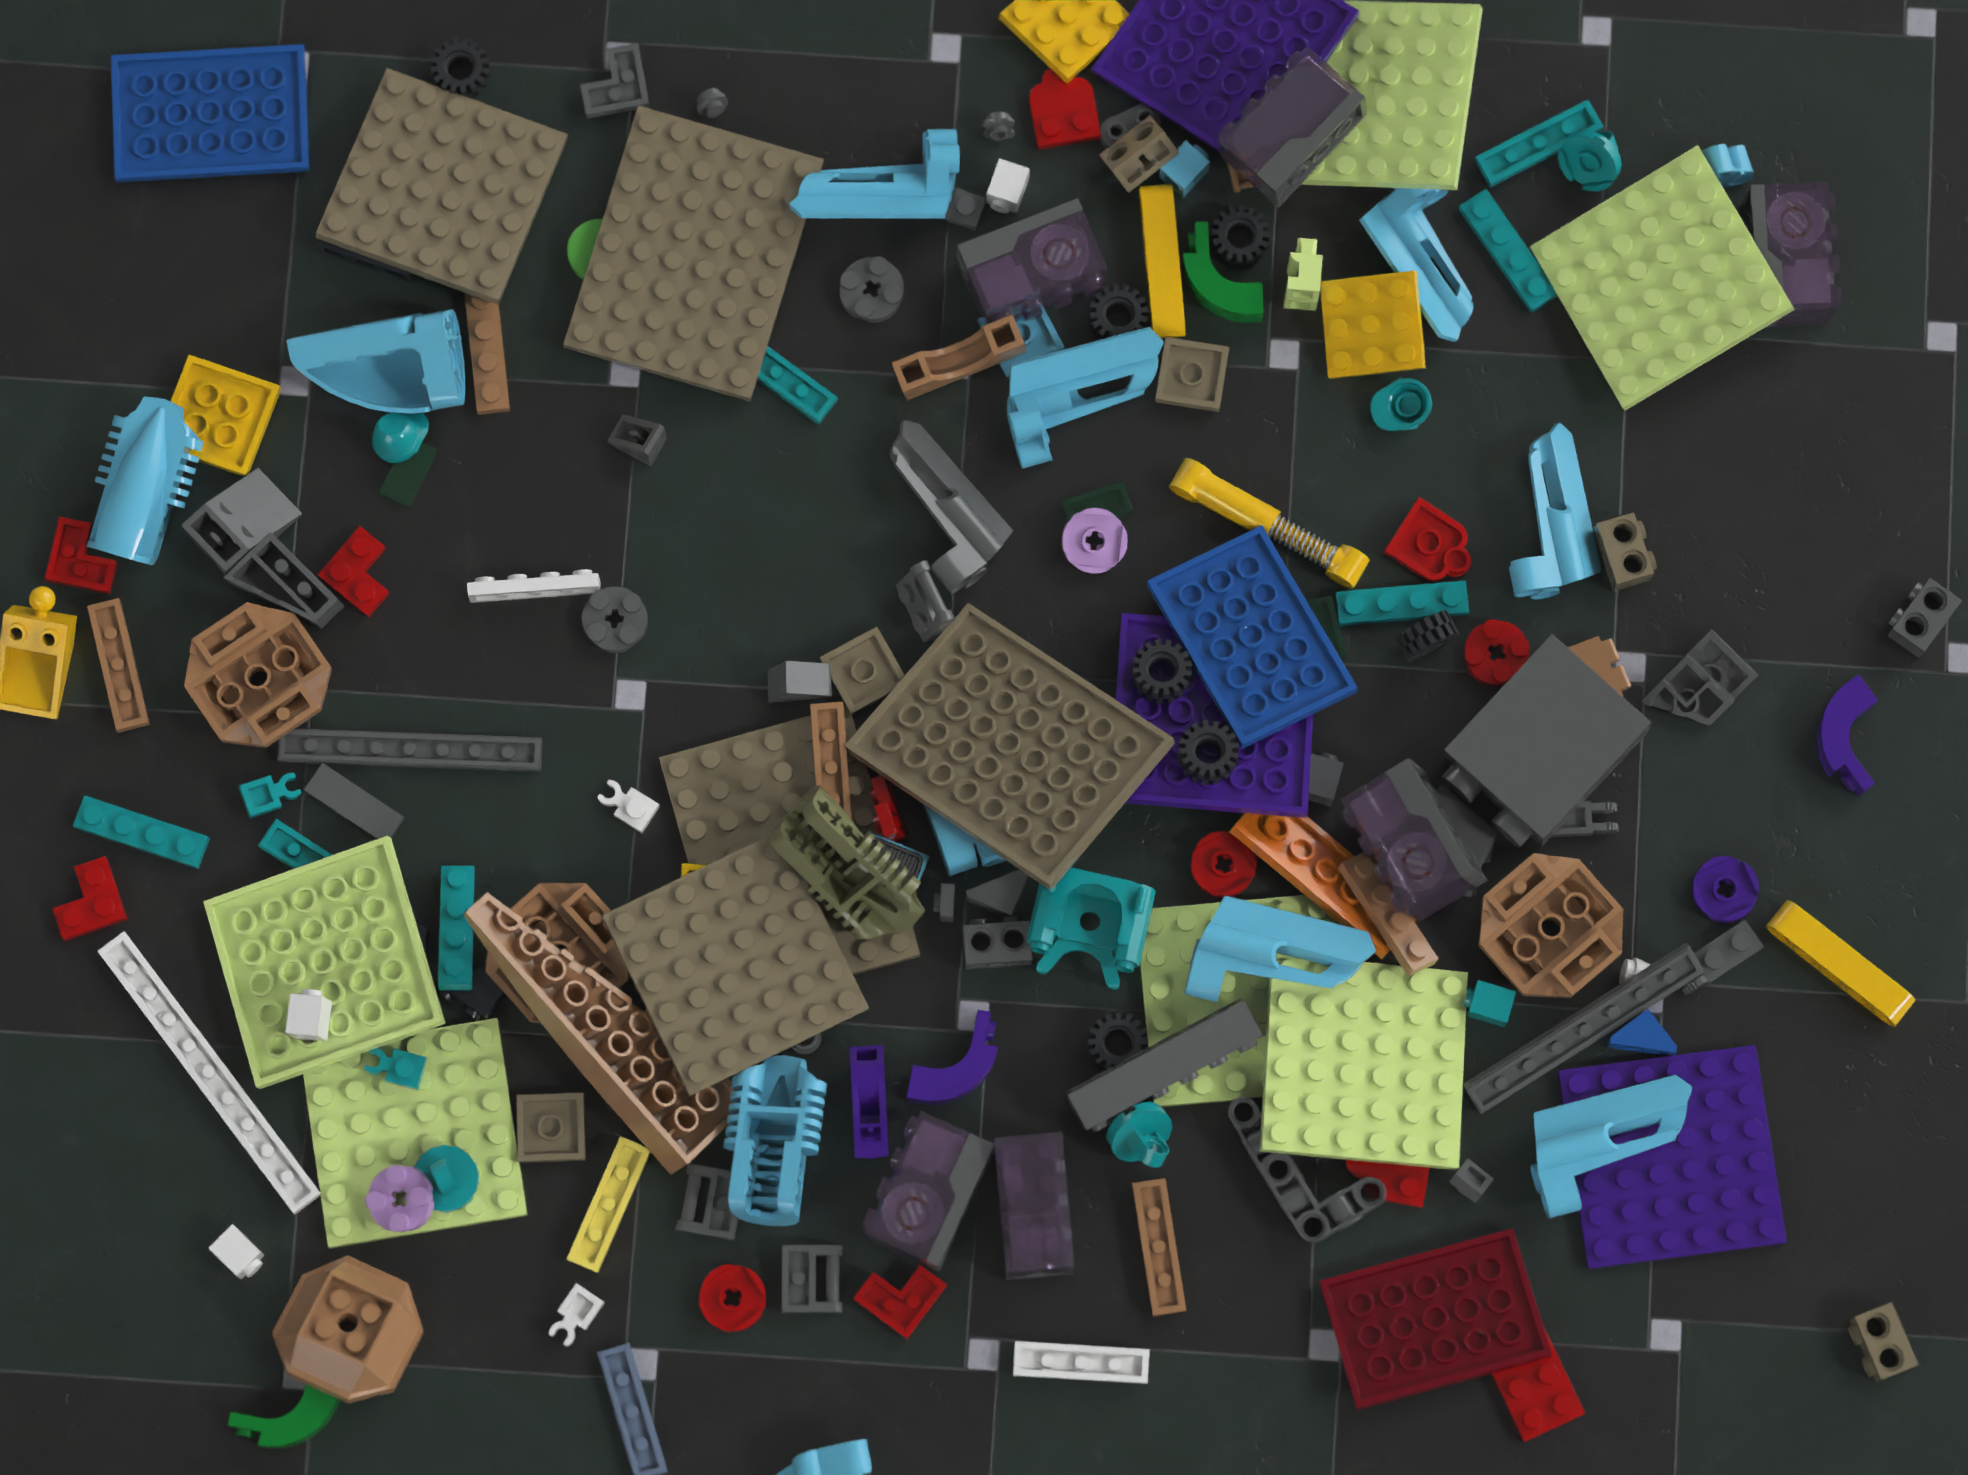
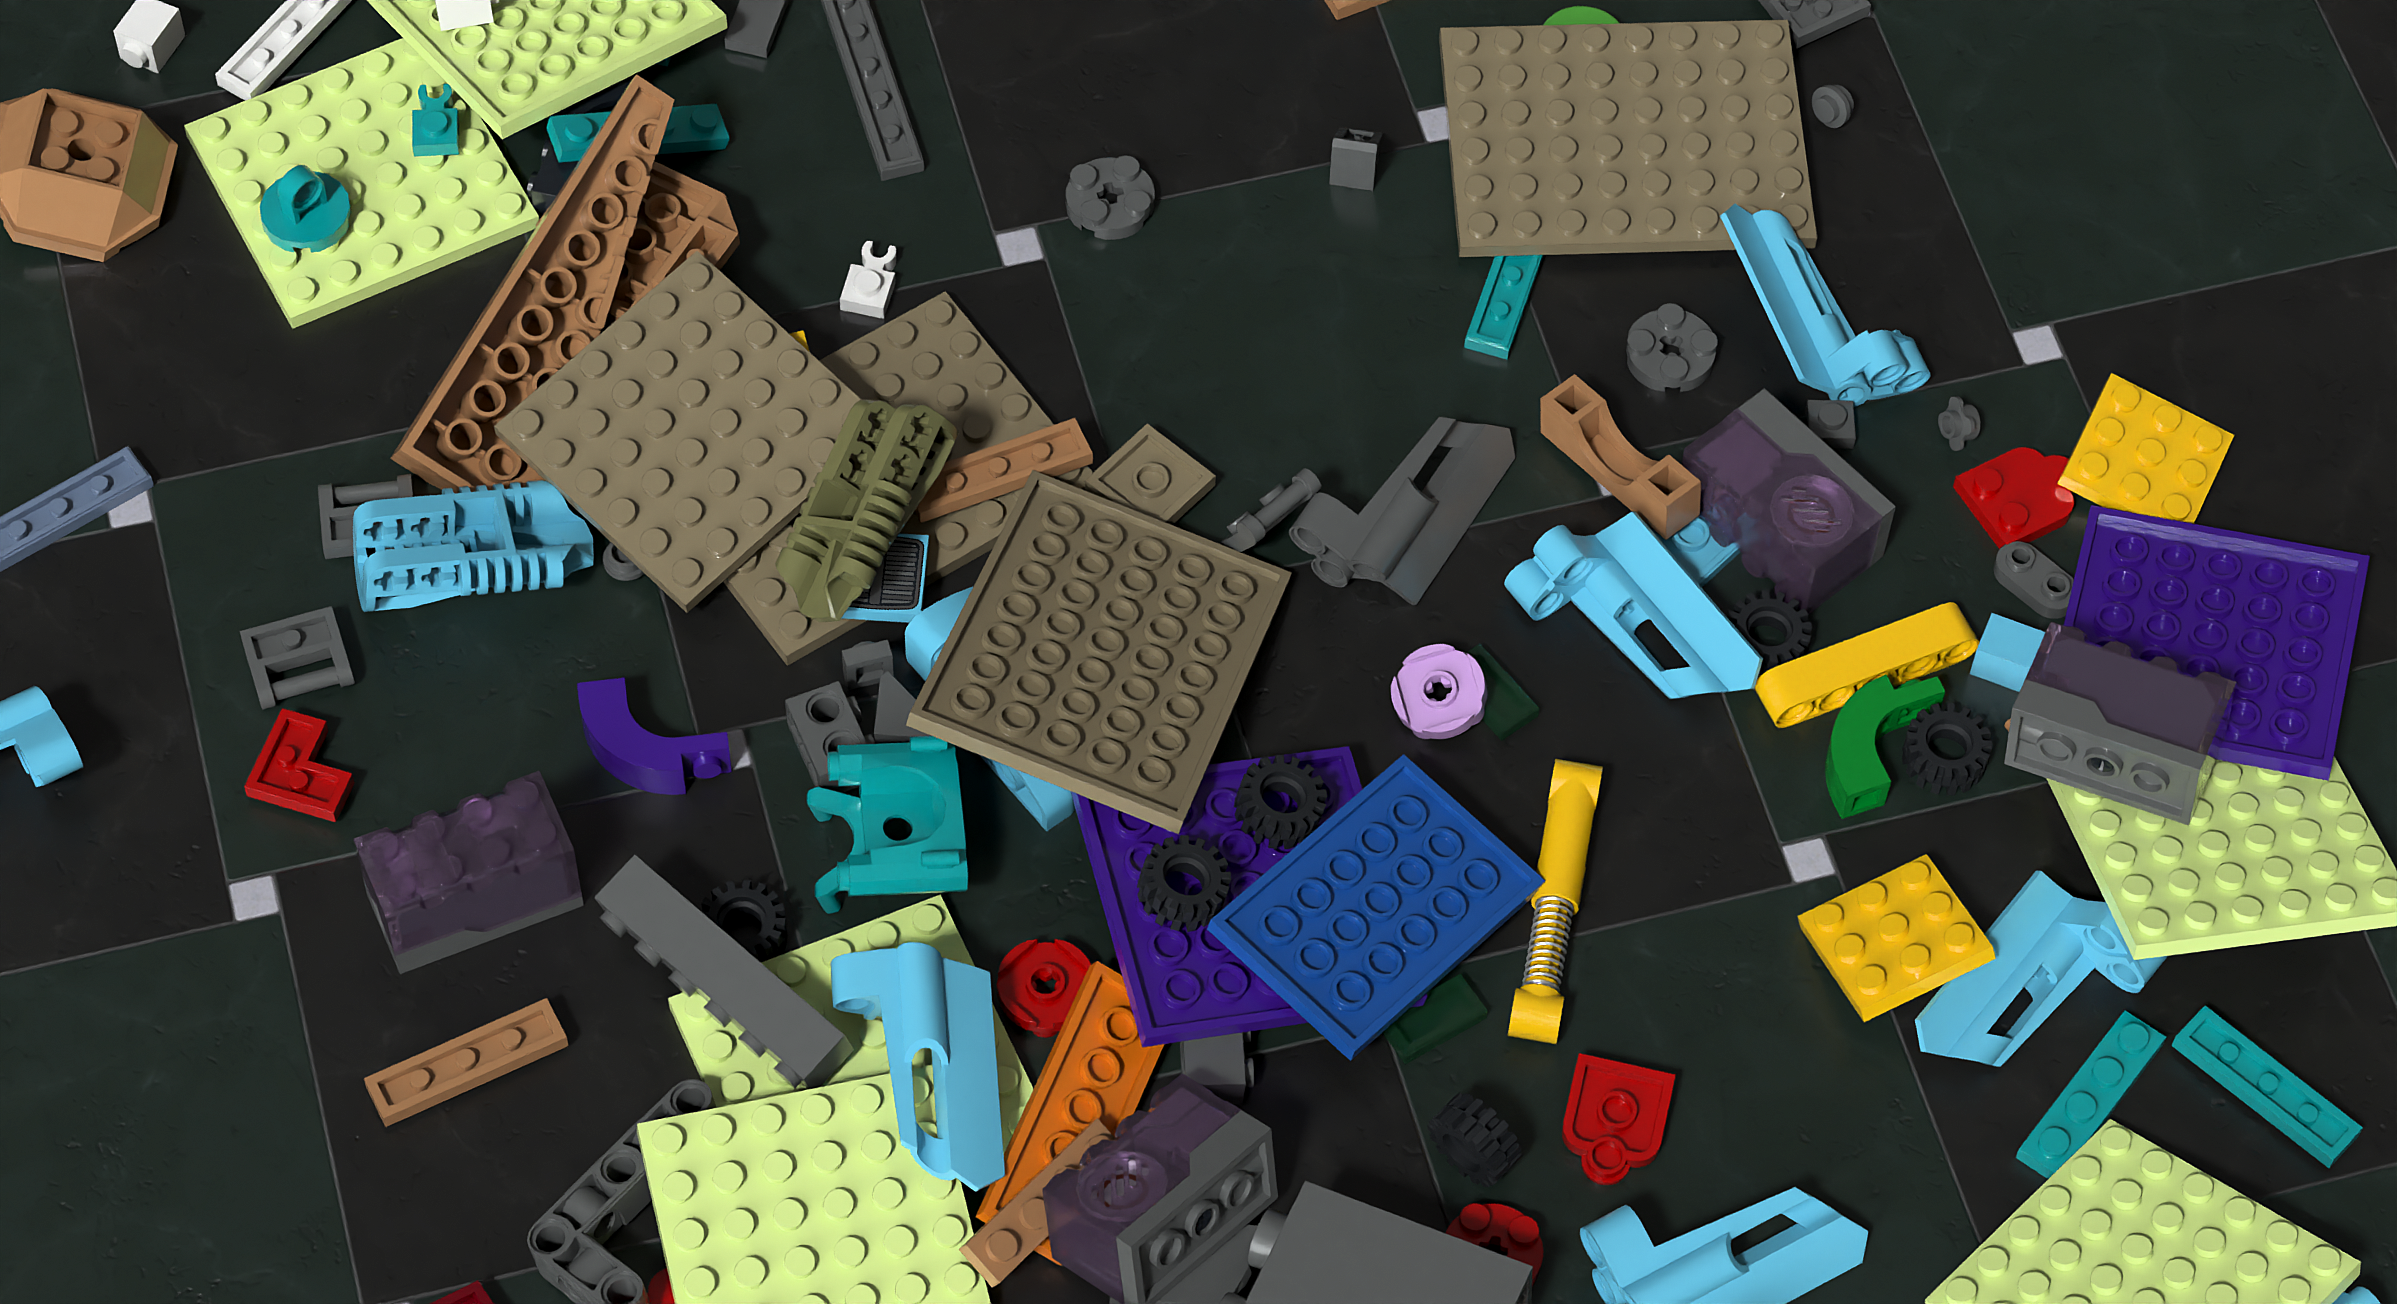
camera: 70 degrees right, 20 degrees down
(418, 1197) = (258, 164): lavender plate -> none
(520, 587) = (1111, 88): white plate -> none
(551, 1127) = (412, 312): dark tan plate -> none
(578, 1310) = (176, 411): white plate -> none
(609, 1204) = (327, 402): light yellow plate -> none
(751, 1302) = (248, 598): red plate -> none
(799, 681) = (1105, 409): slope -> none
(869, 1101) = (559, 654): dark purple arch -> none
(889, 816) = (955, 557): red plate -> none
(927, 1191) = (441, 739): clear purple piece -> none
(1007, 186) = (1883, 454): white brick -> none
(1081, 1362) = (272, 1013): white plate -> none
(1139, 153) = (1999, 584): dark tan brick -> none
(1141, 1135) = (616, 980): teal tile -> none
(1192, 374) = (1725, 747): dark tan plate -> none
(1303, 276) = (1925, 828): yellowish green hips -> none
(1401, 405) = (1799, 1016): teal hat -> none
(1401, 603) = (1507, 1089): teal plate -> none
(1590, 159) = (2276, 1150): teal tile -> none

